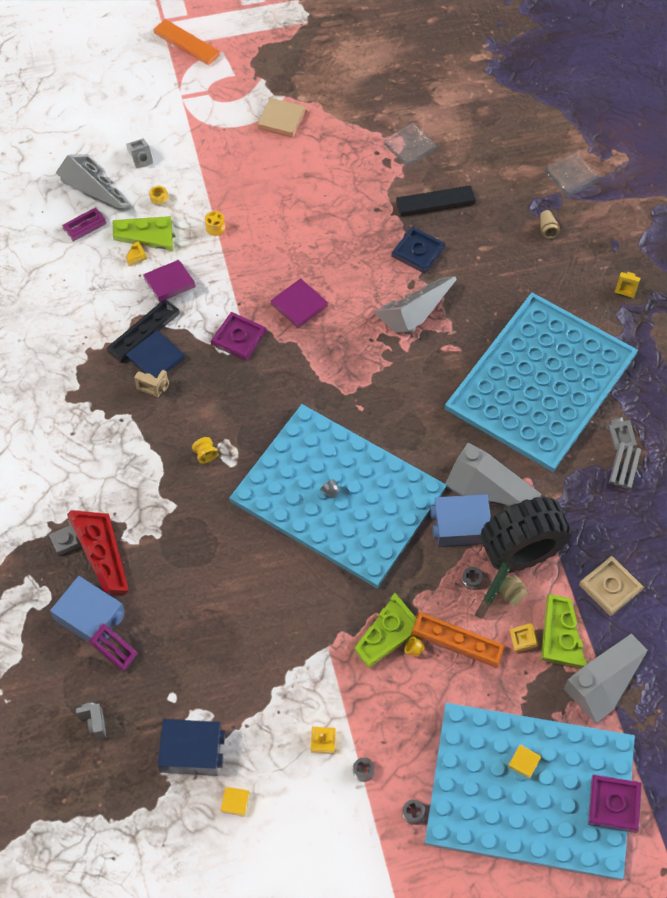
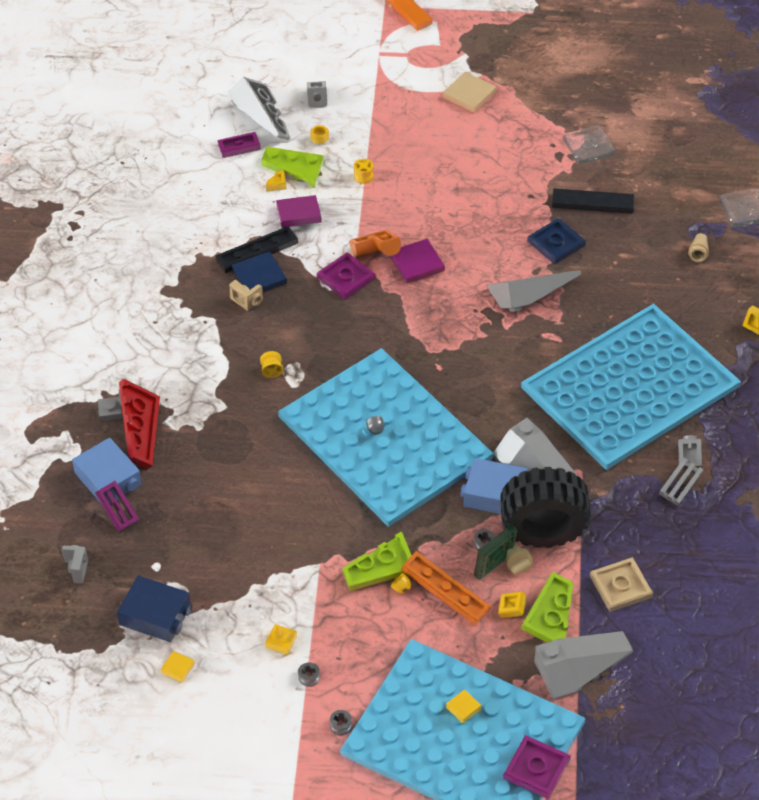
camera: 20 degrees right, 10 degrees down
(257, 292) = (379, 241): none -> orange brick

